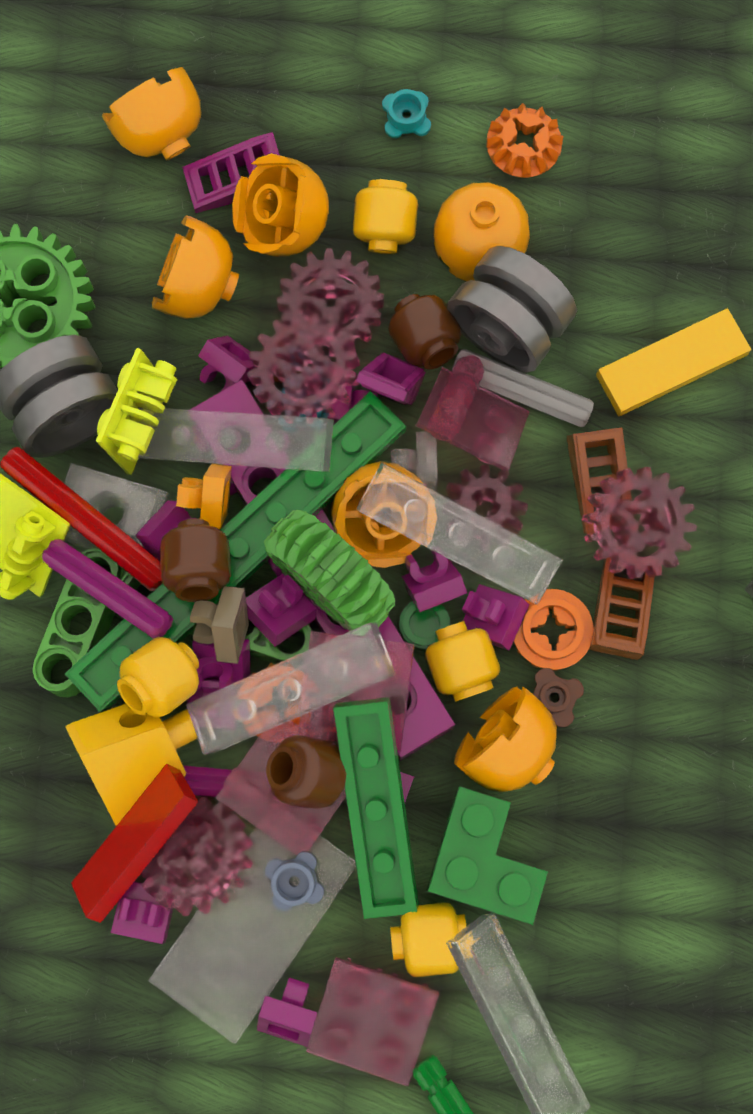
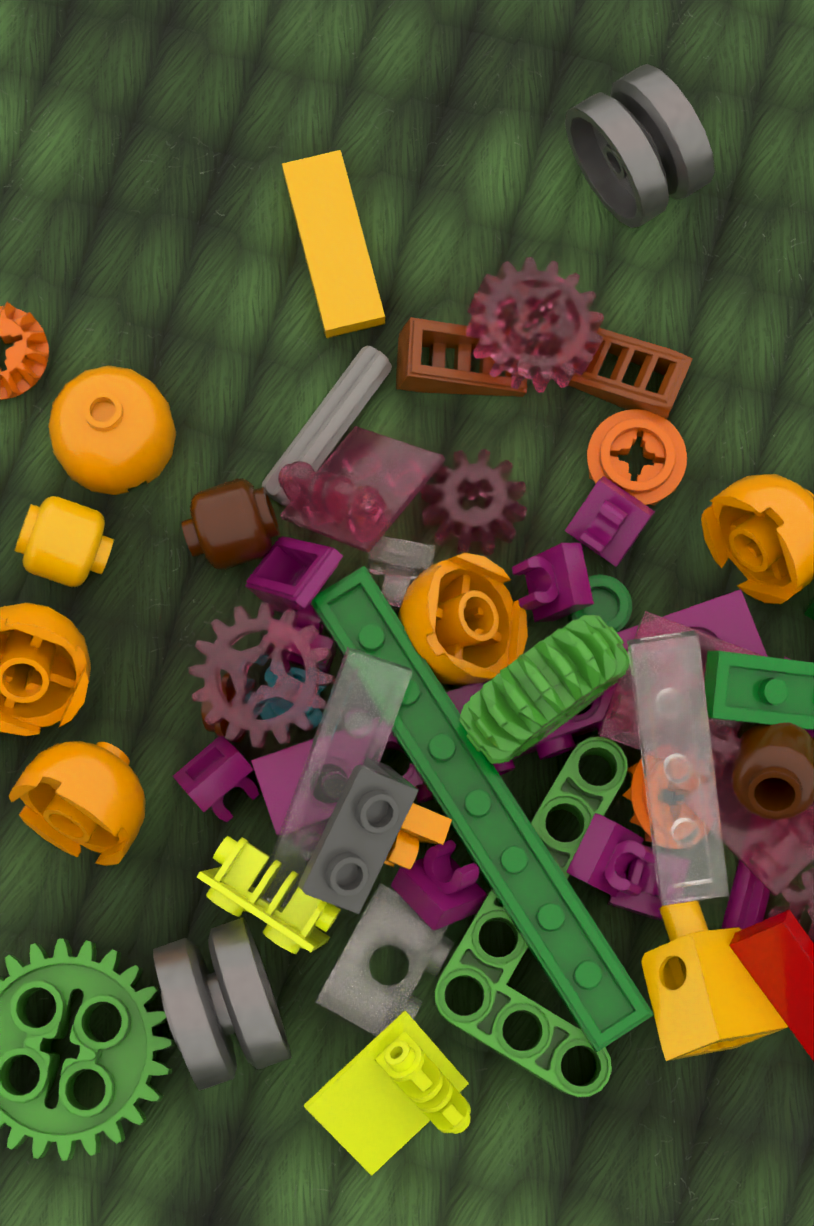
camera: 80 degrees left, 0 degrees up
(83, 517) = (397, 994): red axle -> none
(107, 588) = (500, 976): magenta axle -> none
(158, 677) = (631, 927): yellow head -> none
(187, 452) = (358, 836): none -> dark grey bracket
(195, 560) = (495, 852): reddish brown head -> none
(222, 623) = (576, 837): dark tan tile -> none
(280, 609) = (564, 768): magenta tile -> none
(352, 301) = (136, 629): clear pink gear -> none
(459, 533) = (513, 532): clear tile -> none
(462, 661) = (661, 567): yellow head -> none
(512, 308) = (235, 407): flat silver wheel -> none
(567, 691) = (716, 456): reddish brown plate -> none

